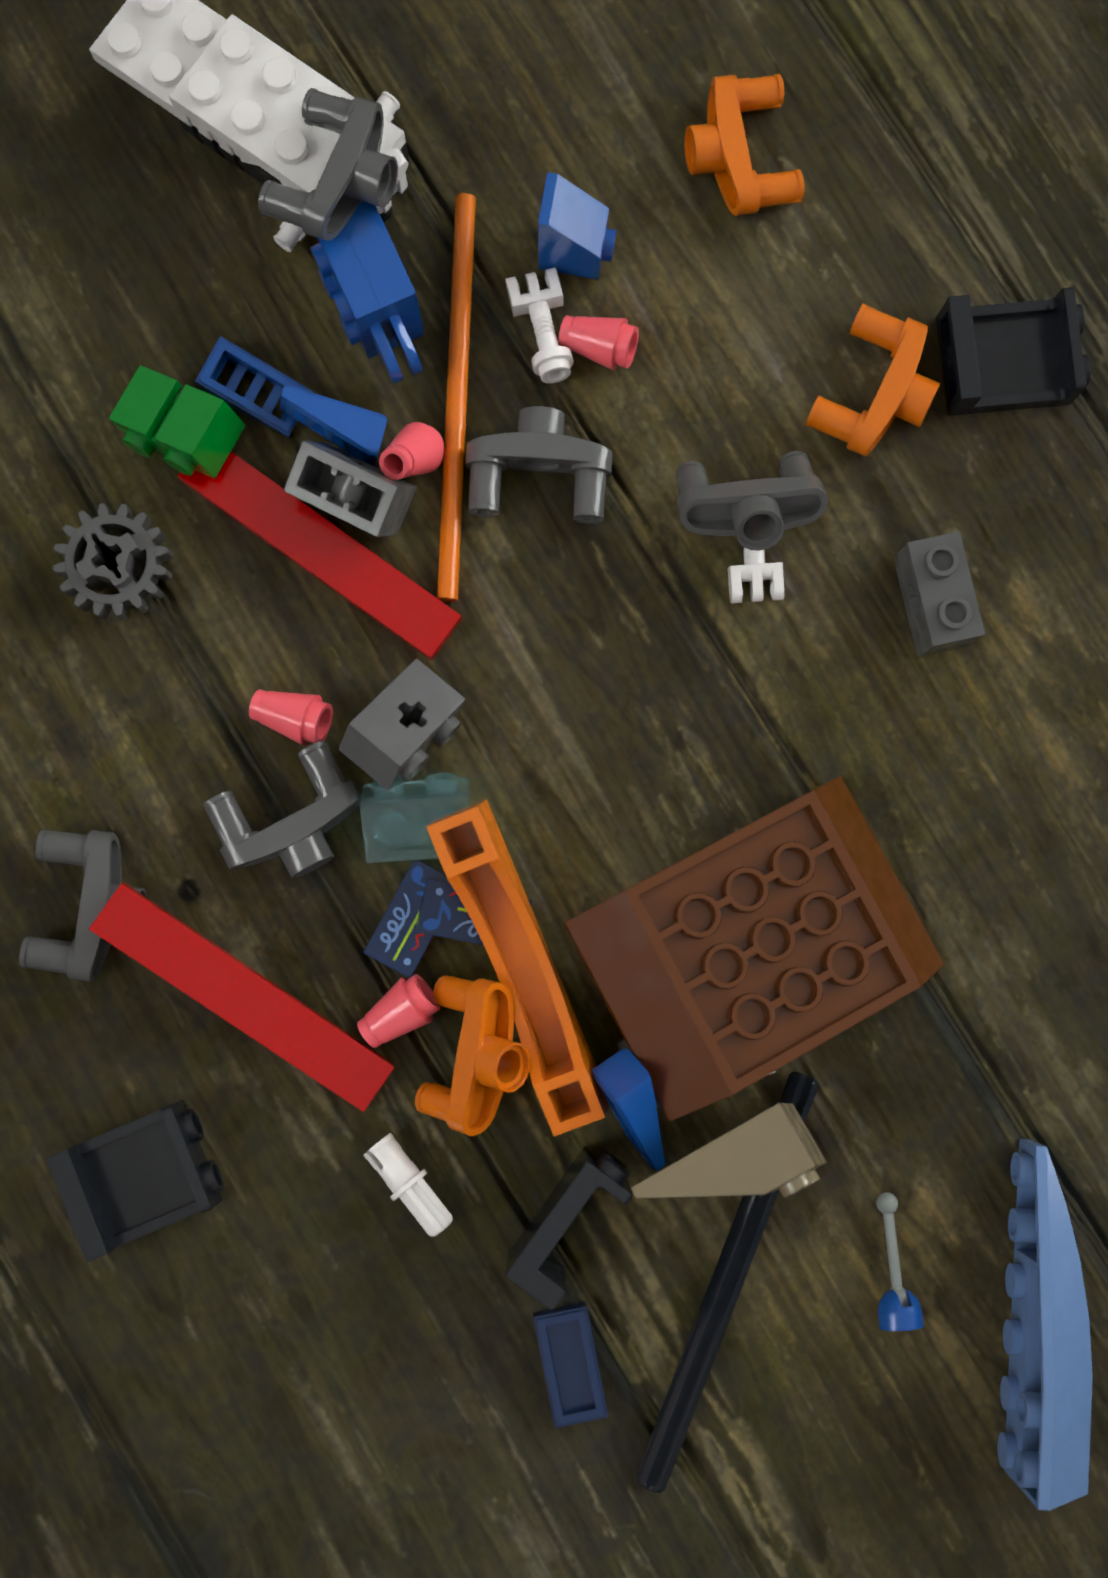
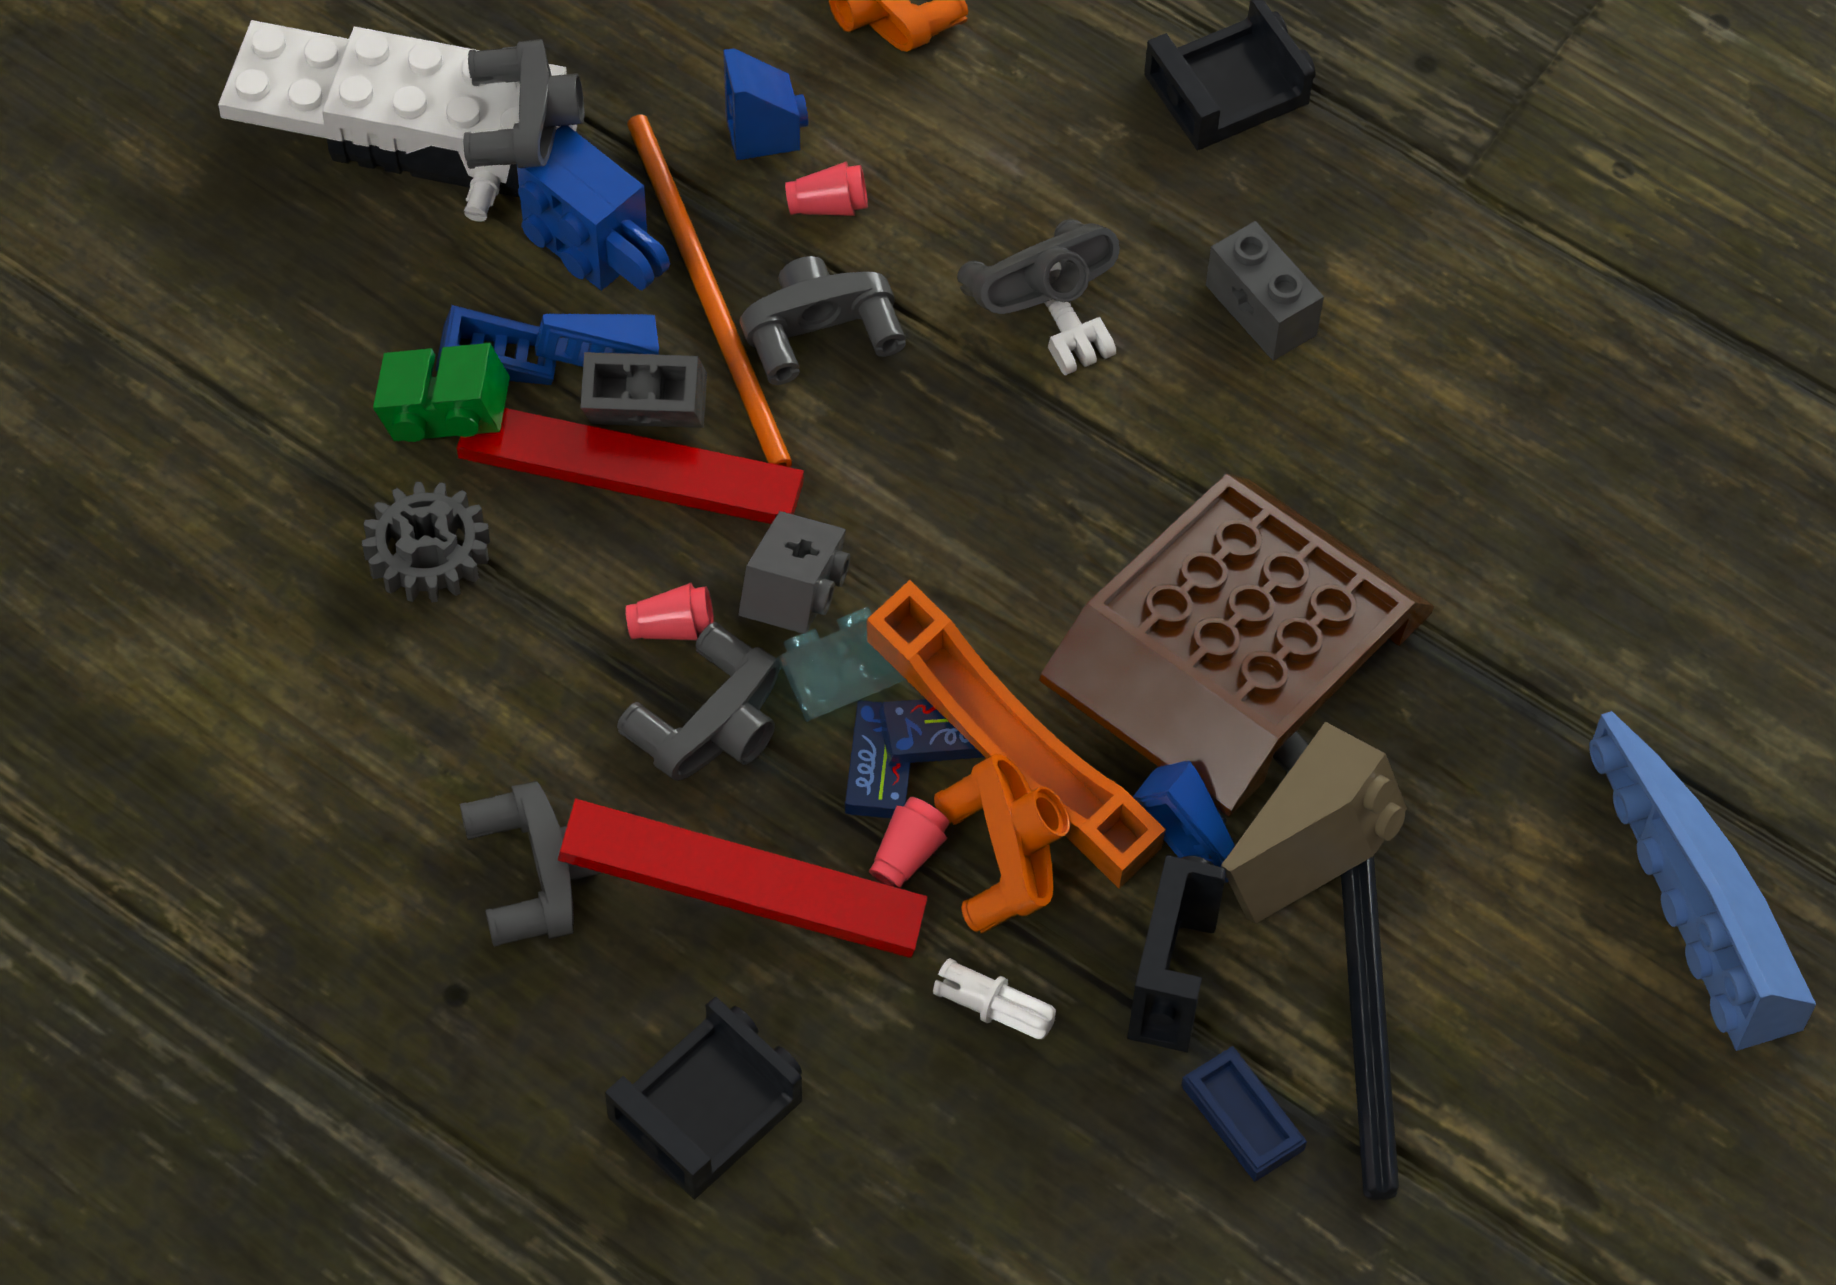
camera: 20 degrees left, 25 degrees down
(413, 452) = (703, 332): coral cone -> none
(551, 361) = (790, 225): white hinge -> none
(897, 1307) = (1549, 928): hinge -> none
(901, 393) = (1143, 140): orange connector -> none

